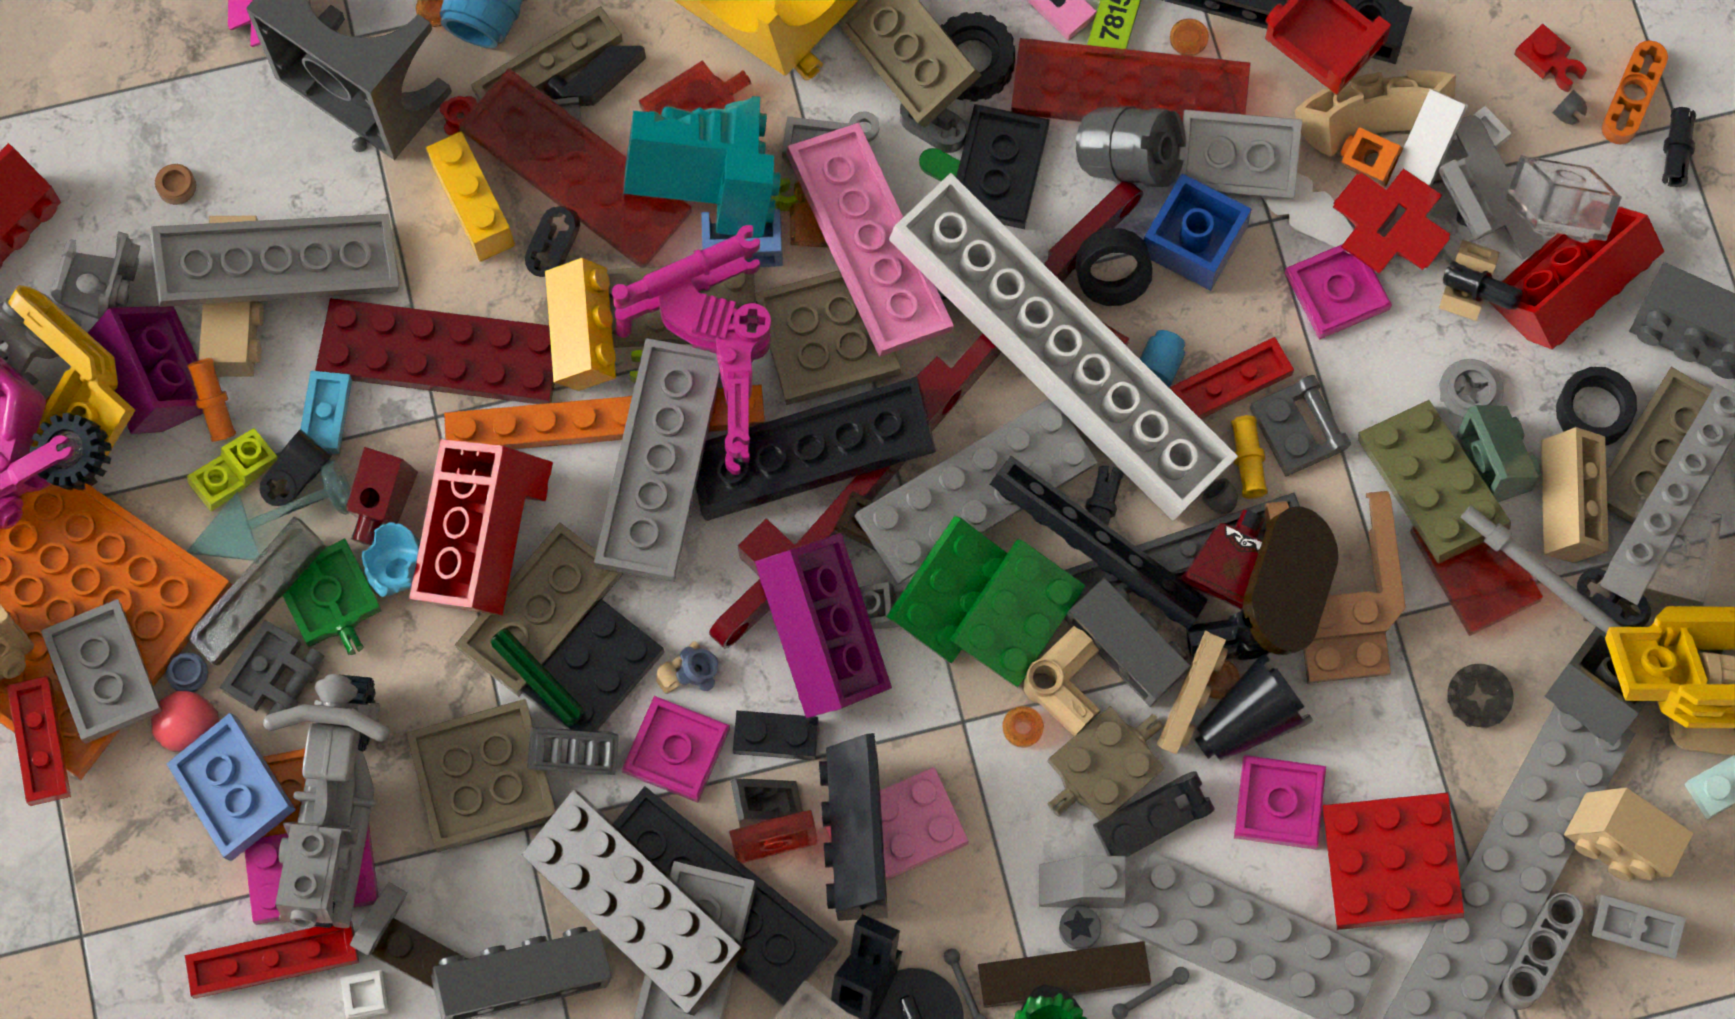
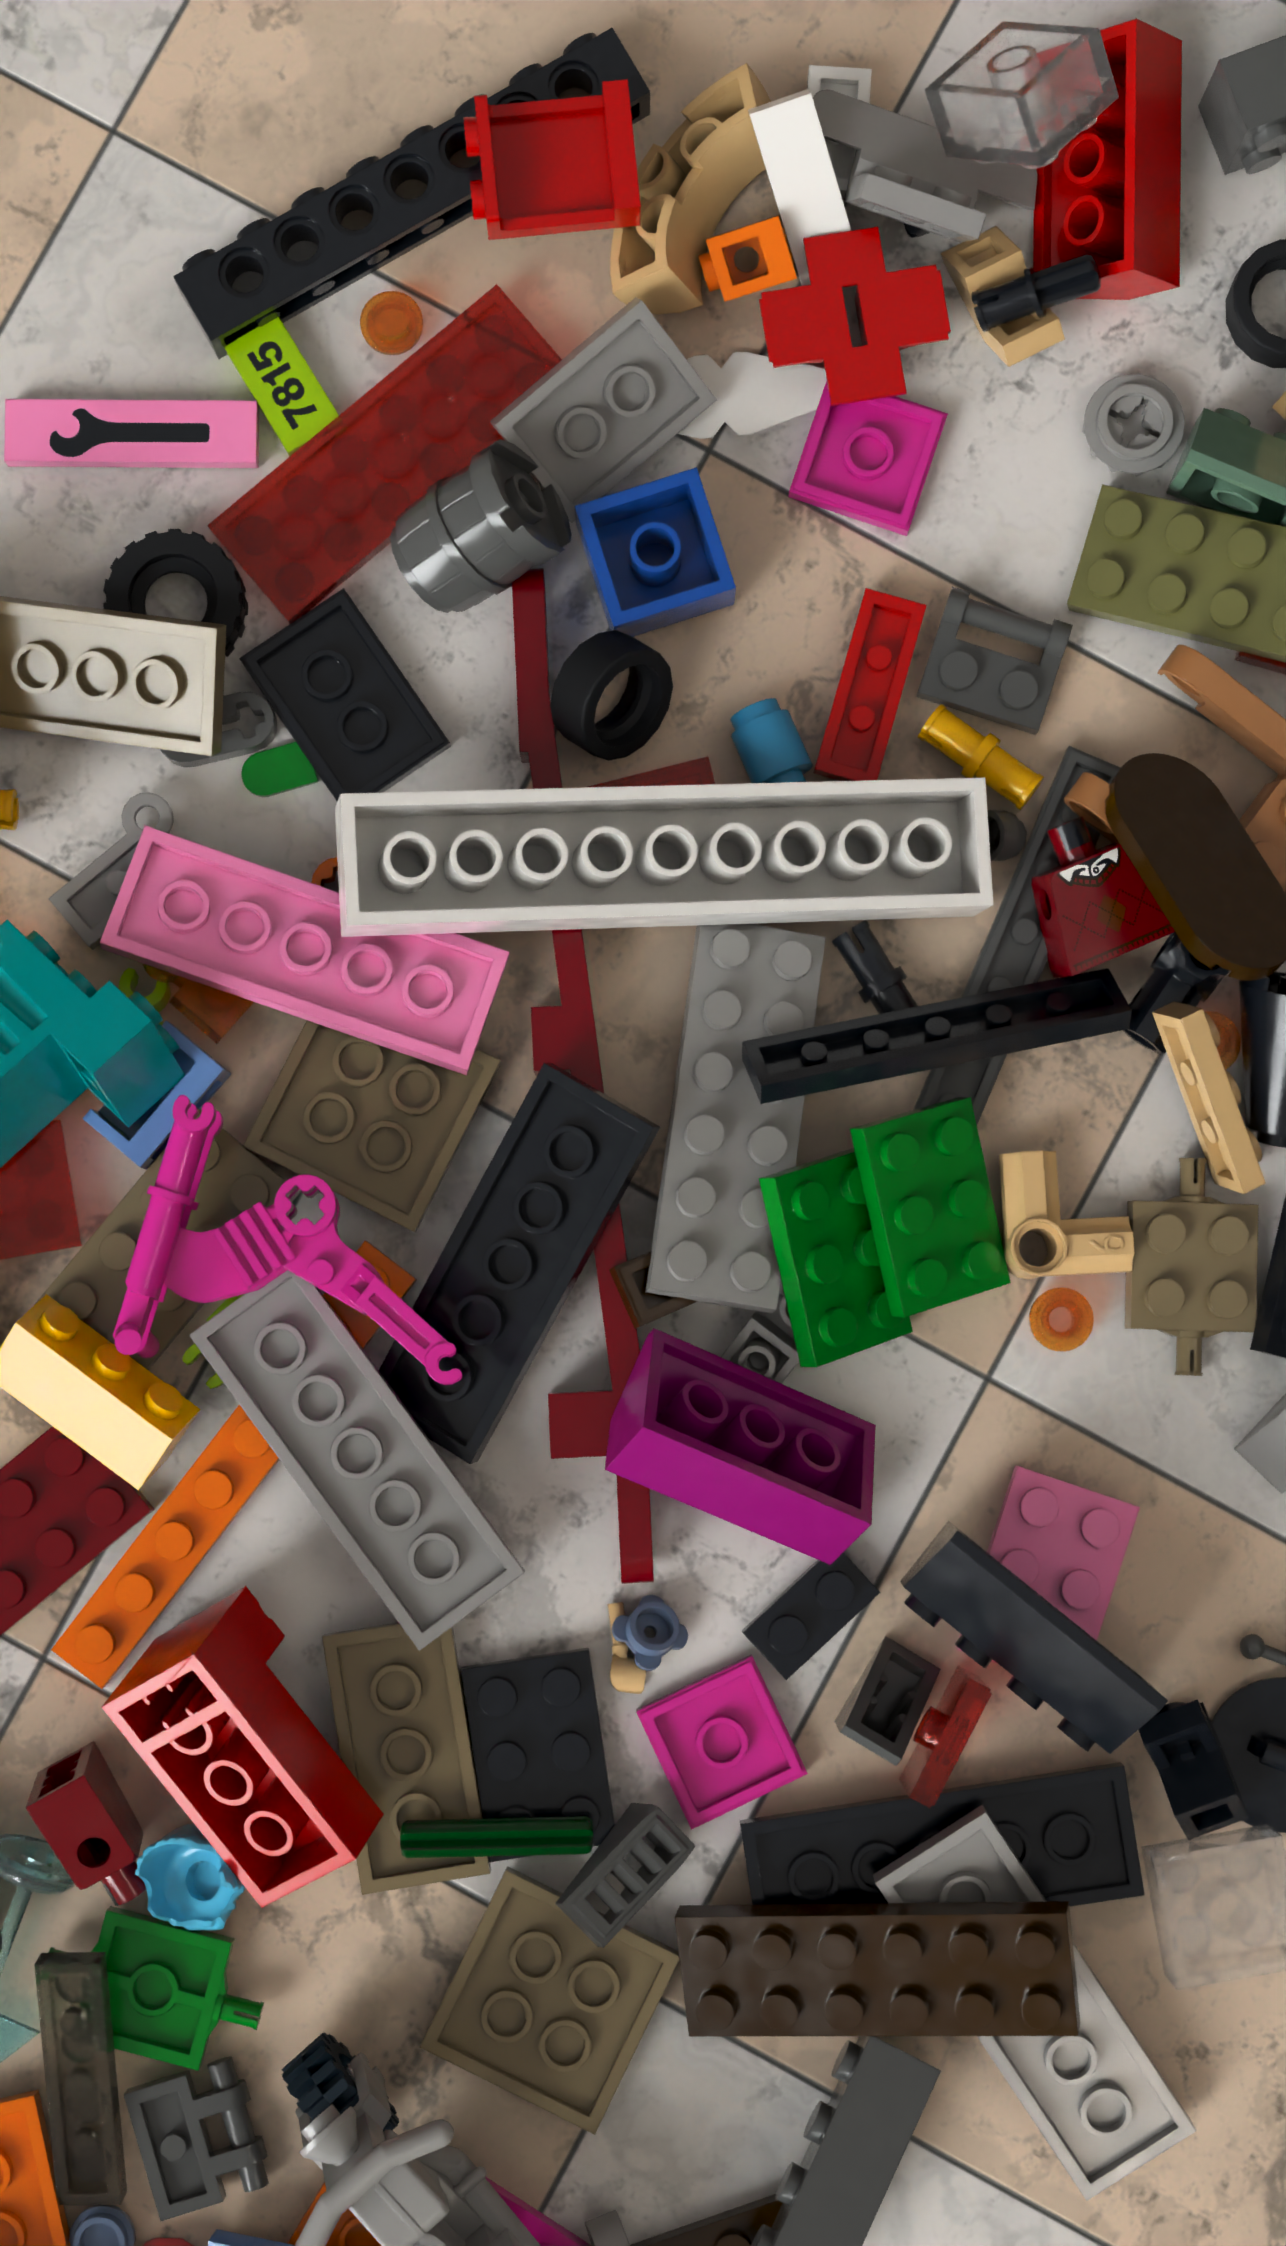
camera: 50 degrees left, 15 degrees up
(1129, 641) = (1078, 1107): dark grey brick -> none

